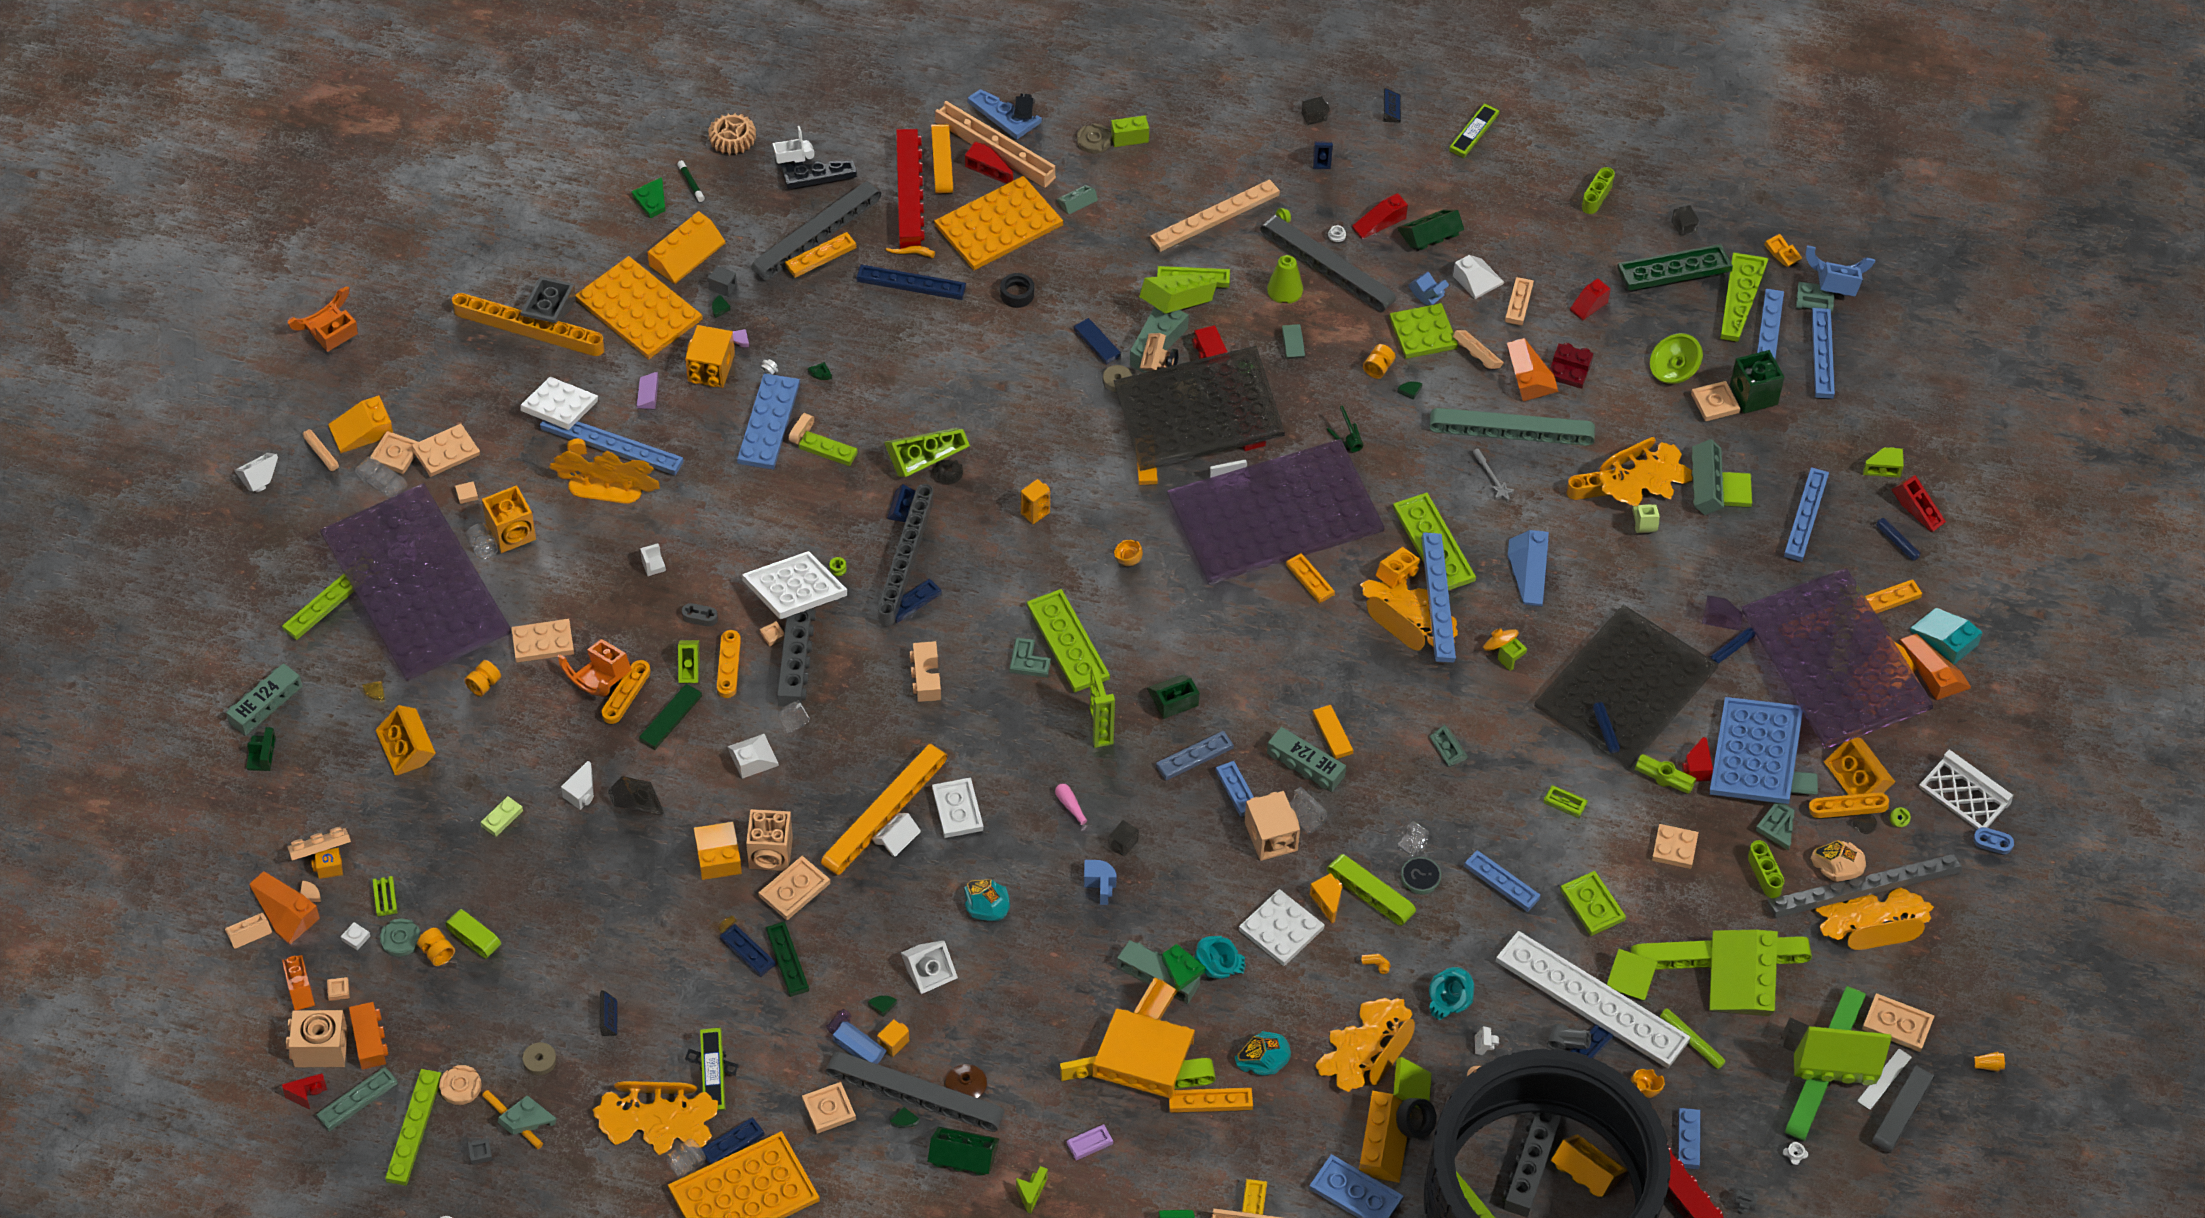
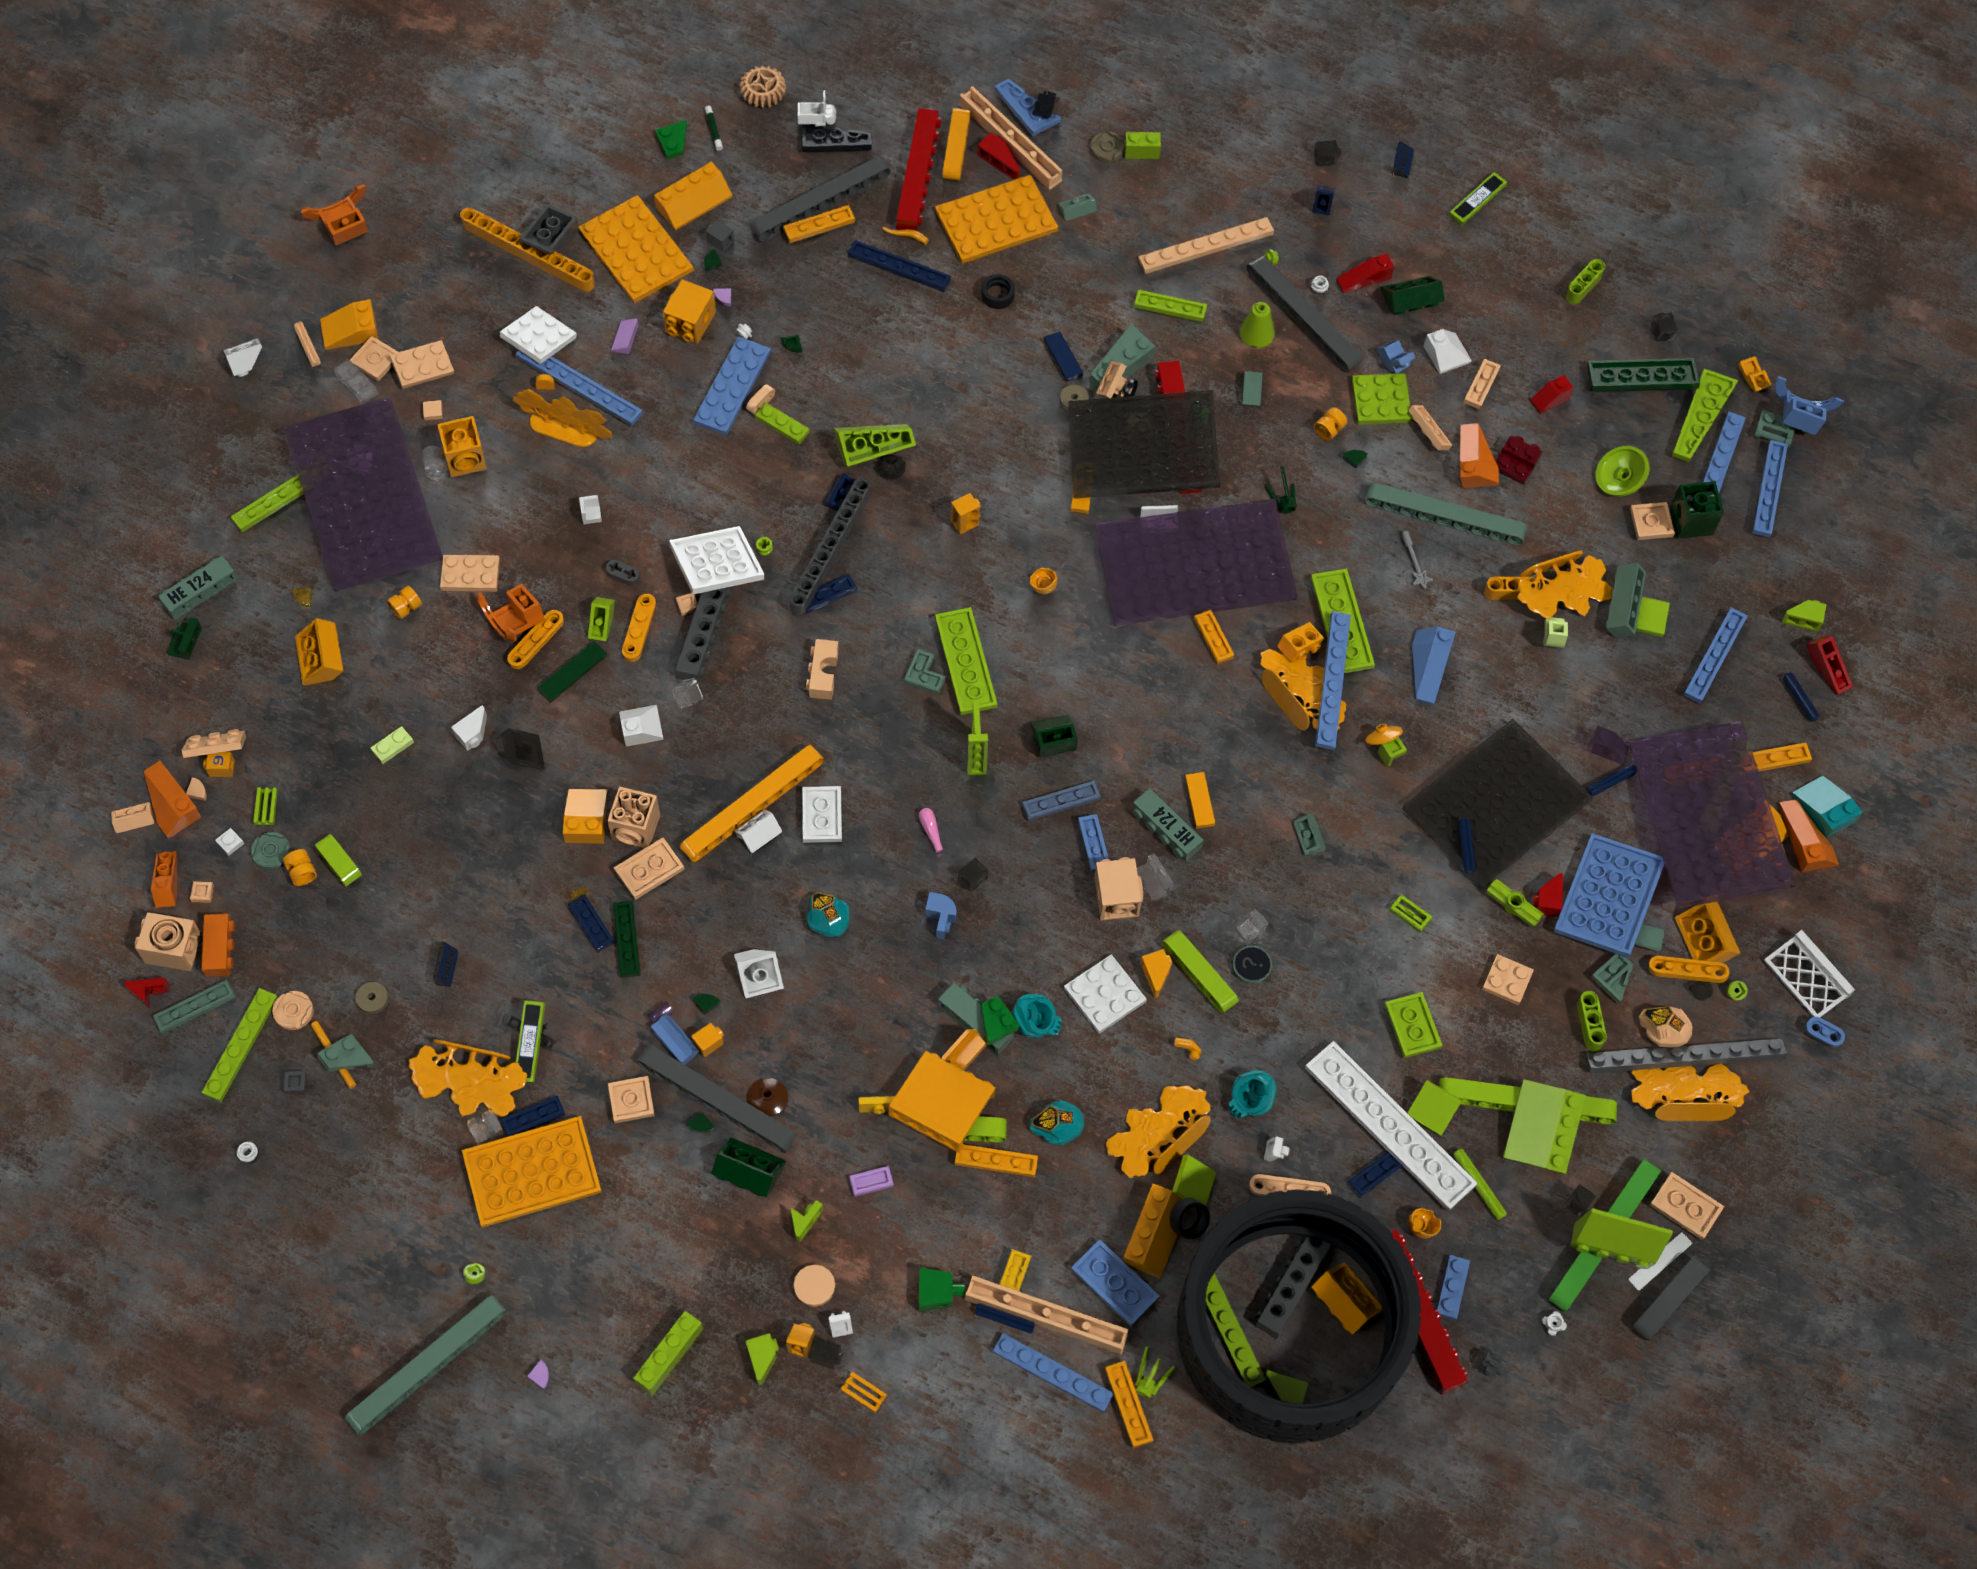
camera: 10 degrees right, 10 degrees up
(1178, 291) = (1149, 320): lime wedge -> none
(1502, 881) = (1330, 985): medium blue plate -> none
(1563, 1037) = (1353, 1160): dark grey piece -> none
(1992, 1061) = (1770, 1264): light orange cone -> none

